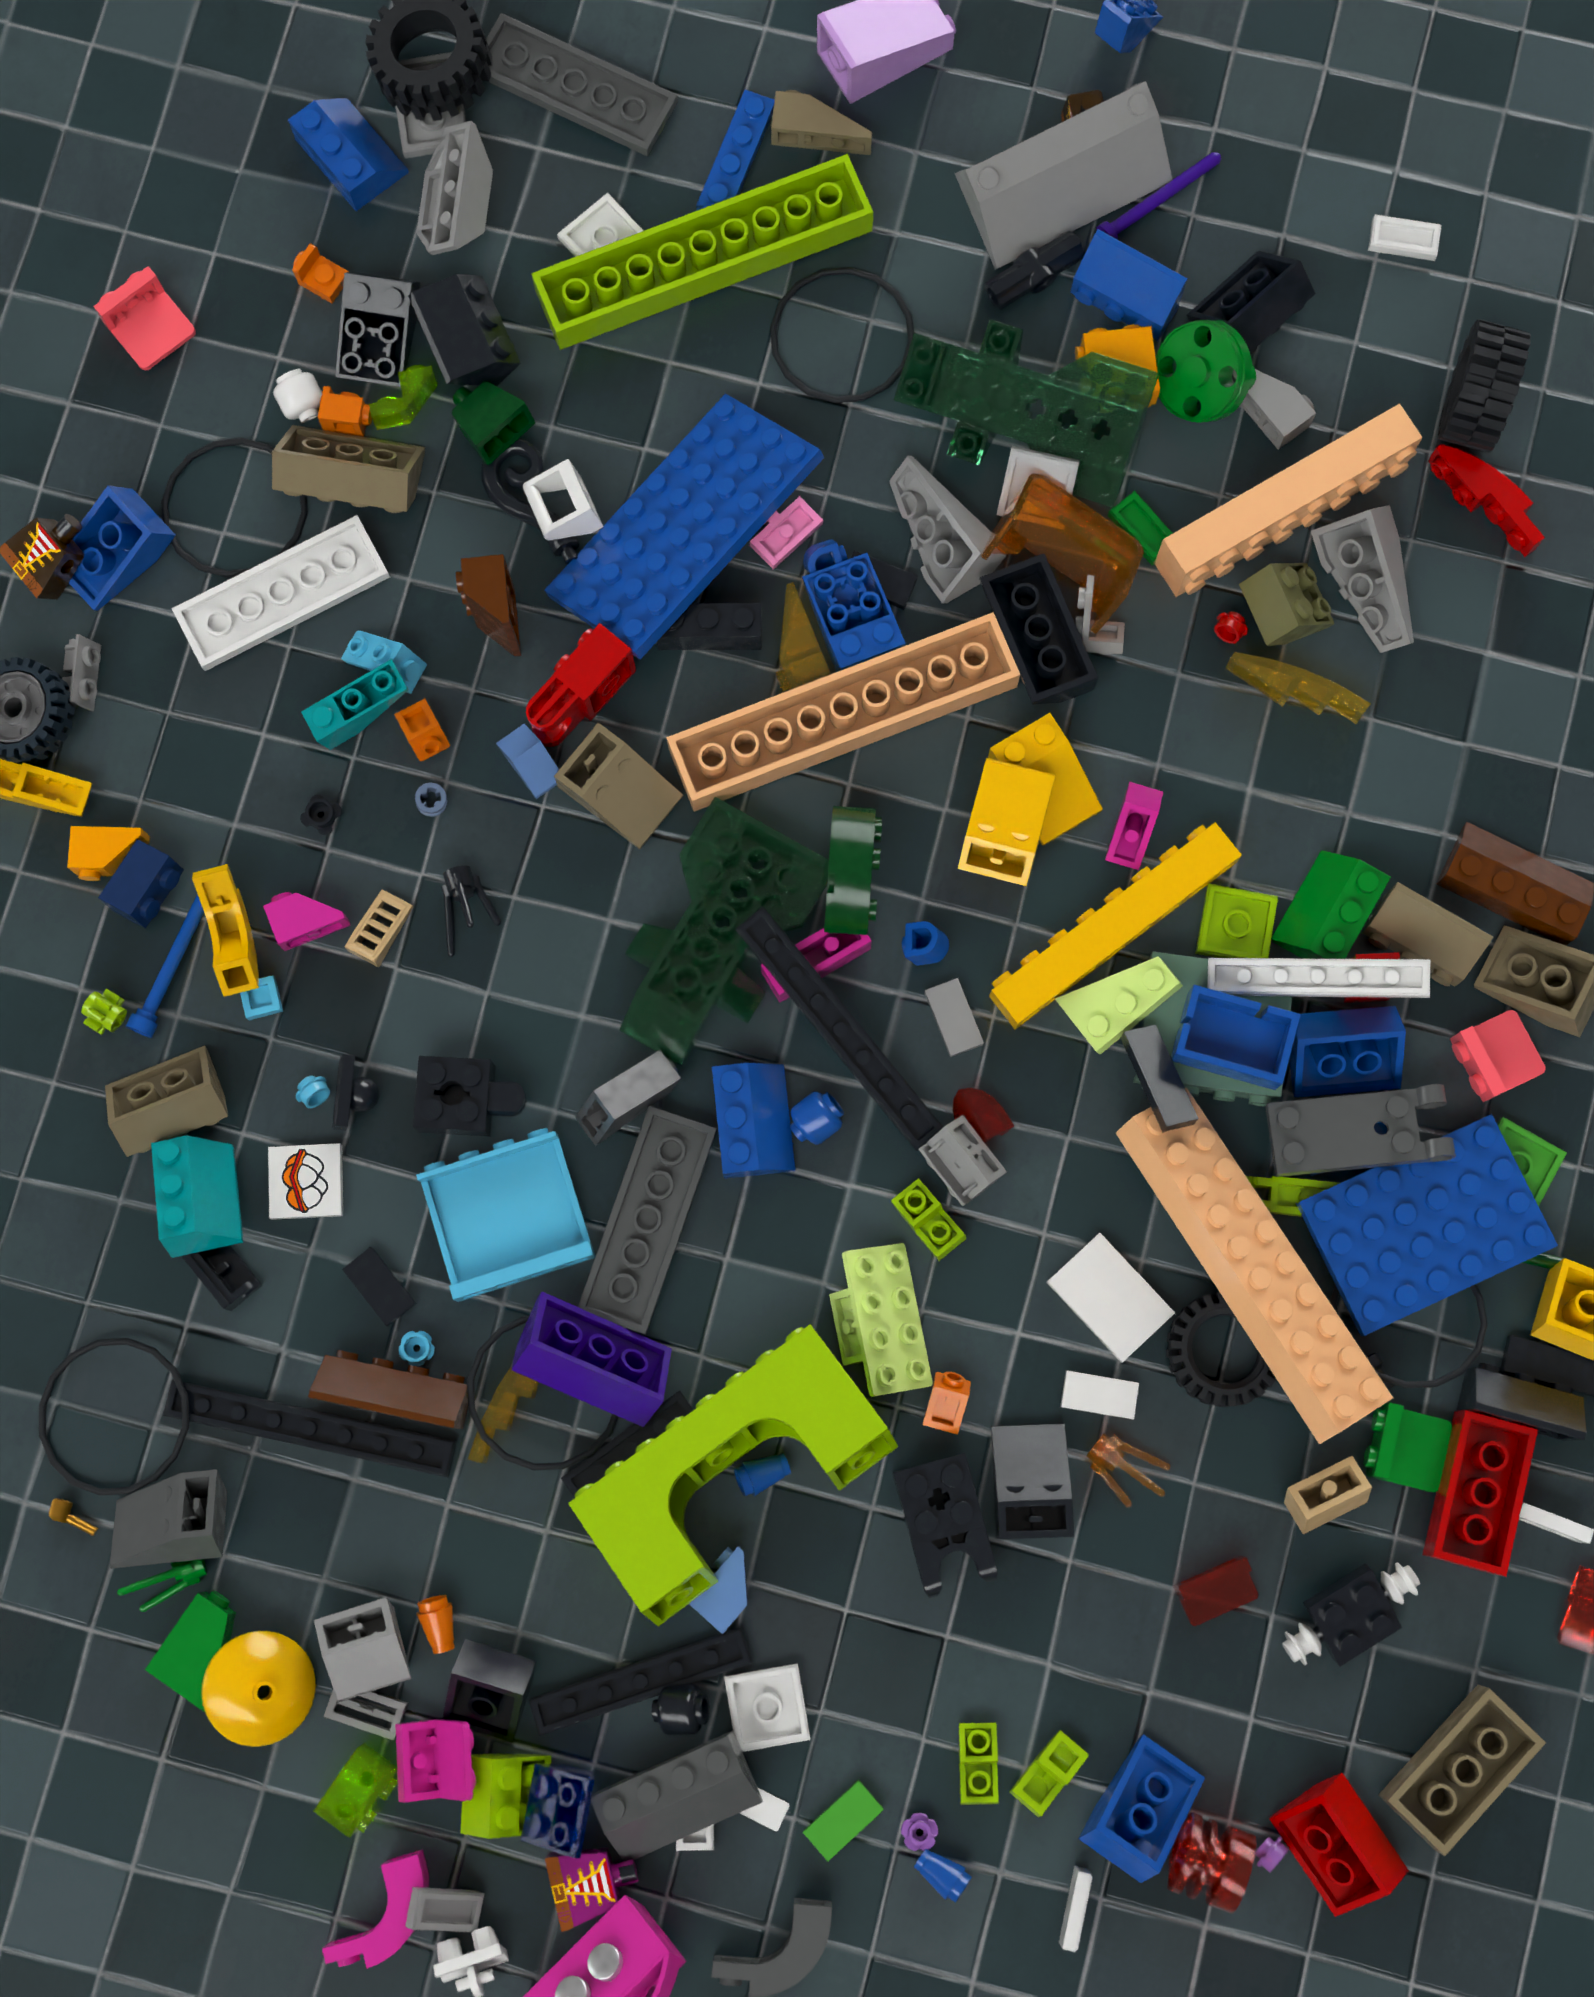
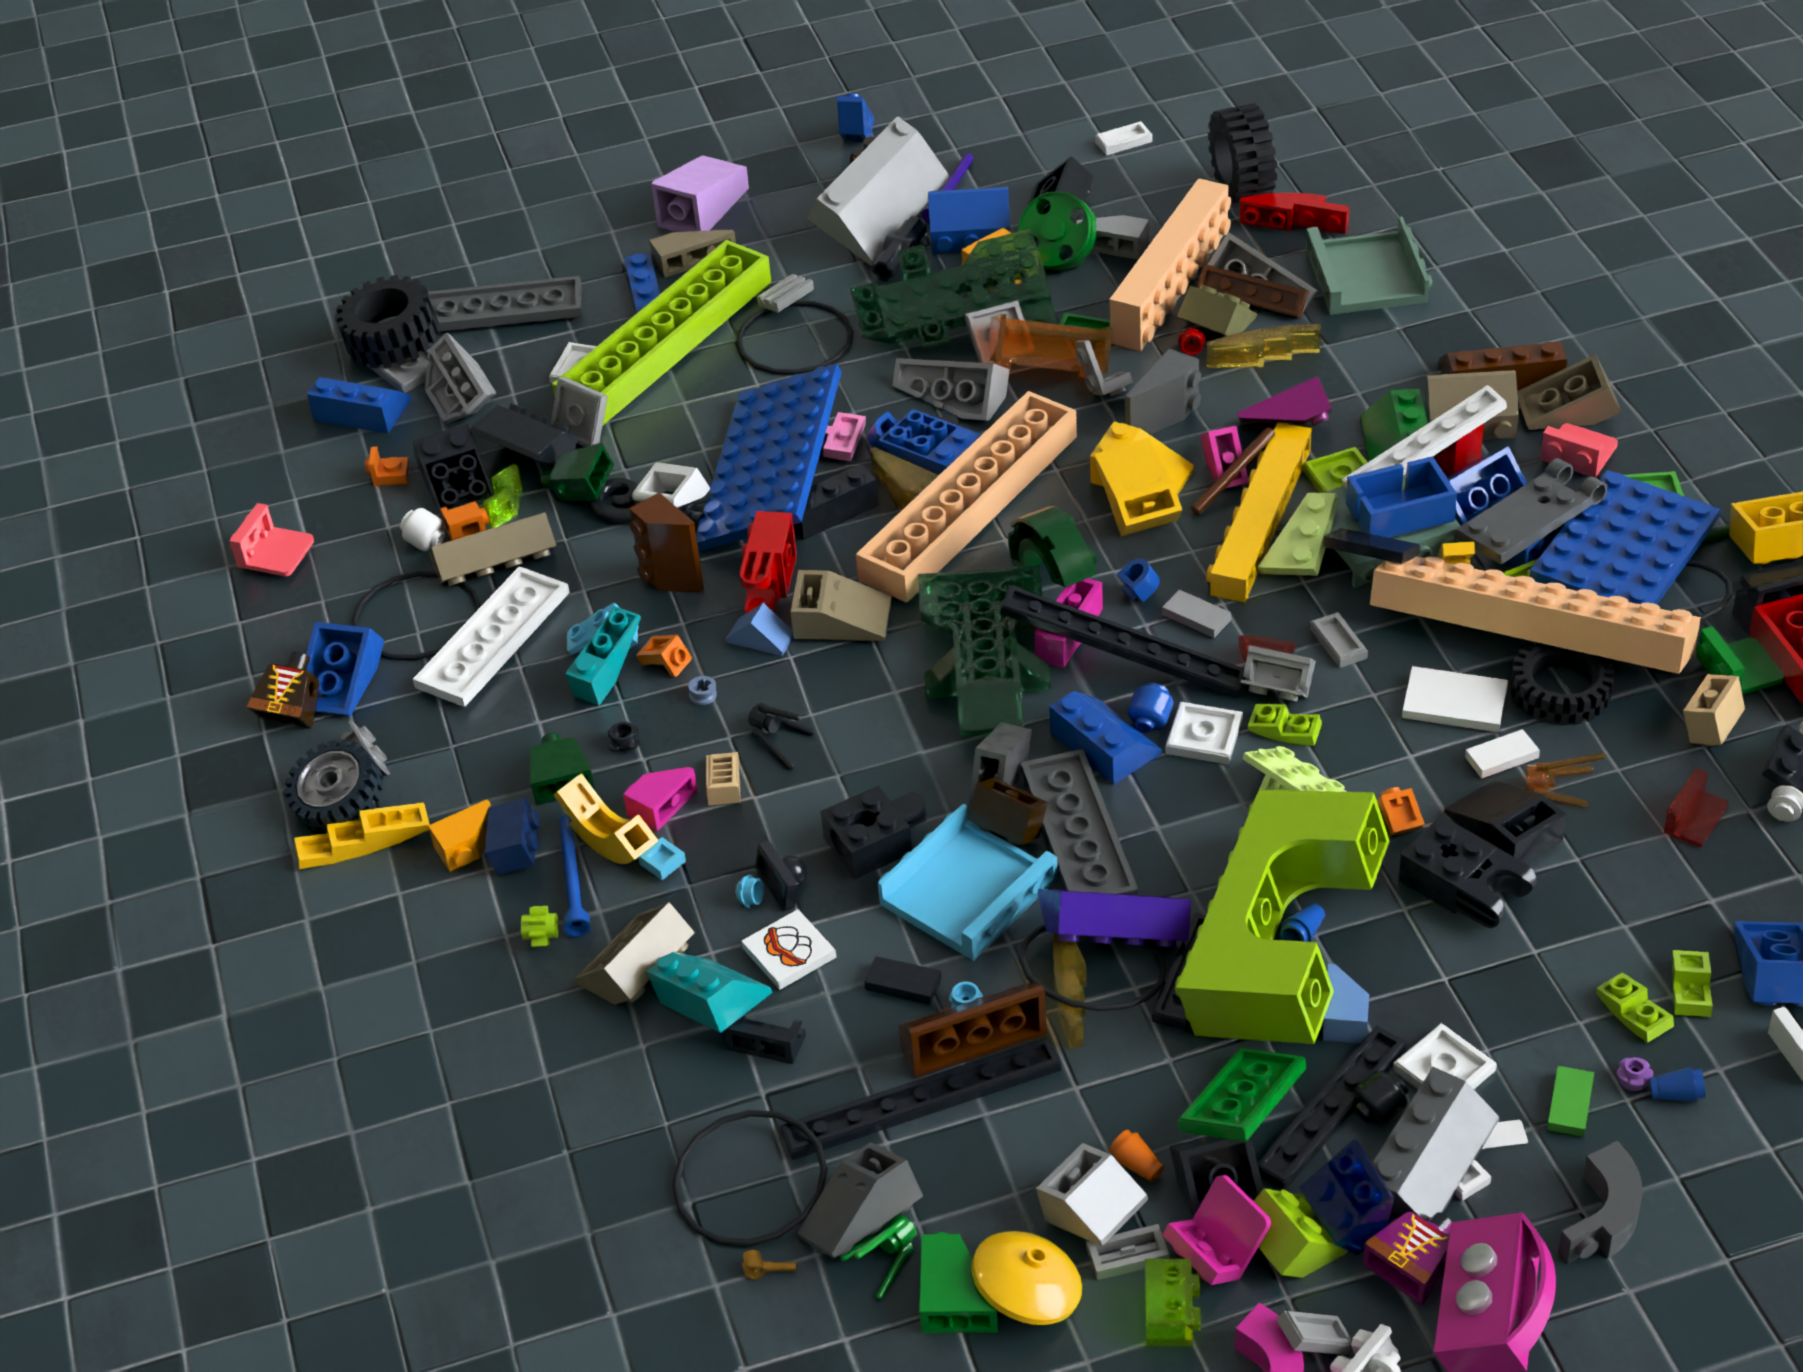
camera: 30 degrees left, 35 degrees down
(235, 819) = (555, 765): none -> dark green torso
(538, 329) = (579, 409): none -> light grey tile
(558, 1636) = (1242, 1094): none -> green tile
(589, 1165) = (1007, 811): none -> dark brown brick
(849, 1175) = (1204, 733): none -> white tile
(870, 257) = (785, 293): none -> light grey tile
(1040, 631) = (1071, 386): black slope -> none
(1062, 1144) = (1338, 640): none -> light grey tile
(1124, 855) = (1234, 469): none -> reddish brown bar
(1133, 703) = (1164, 393): none -> dark grey slope
(1236, 1140) = (1457, 552): none -> yellow slope
(1241, 809) = (1294, 406): none -> magenta slope
(1349, 592) = (1255, 291): none -> reddish brown tile
(1499, 637) = (1369, 270): none -> sand green panel

